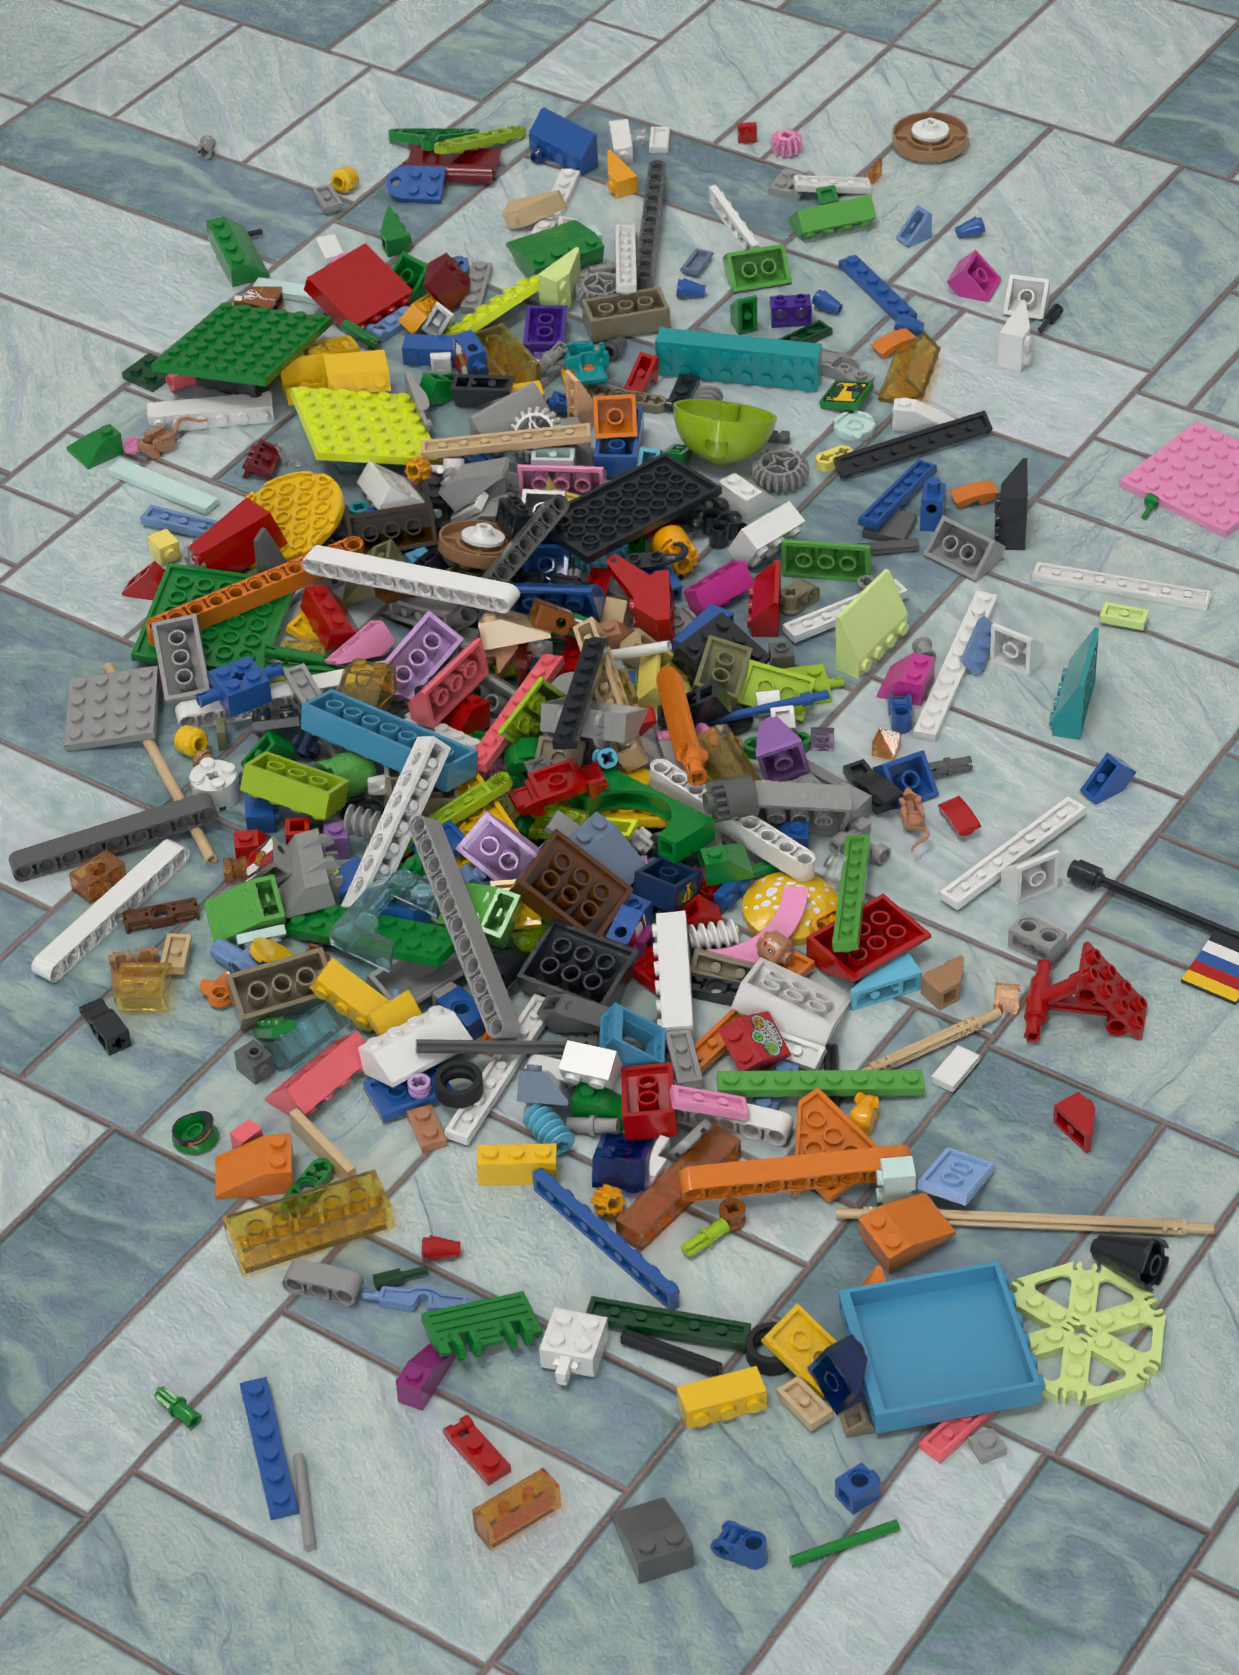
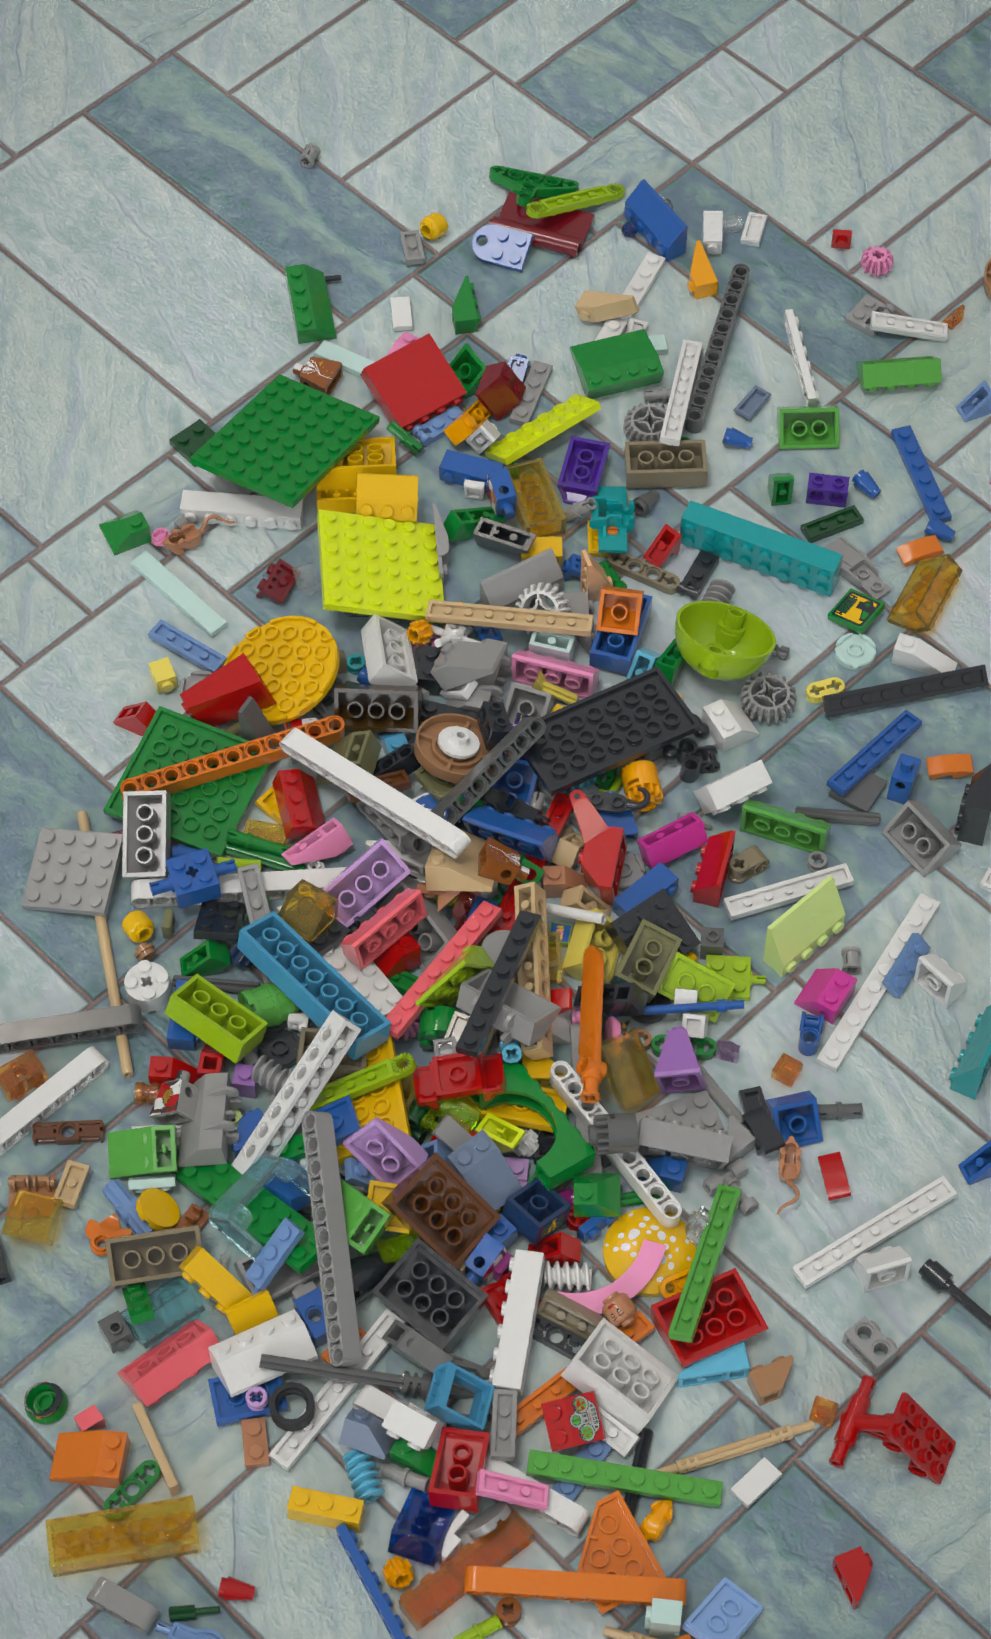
camera: 10 degrees right, 15 degrees up
(408, 953) = (274, 1254): none -> medium blue plate
(559, 280) = (608, 412): yellowish green slope -> none
(827, 195) = (900, 341): green plate -> none

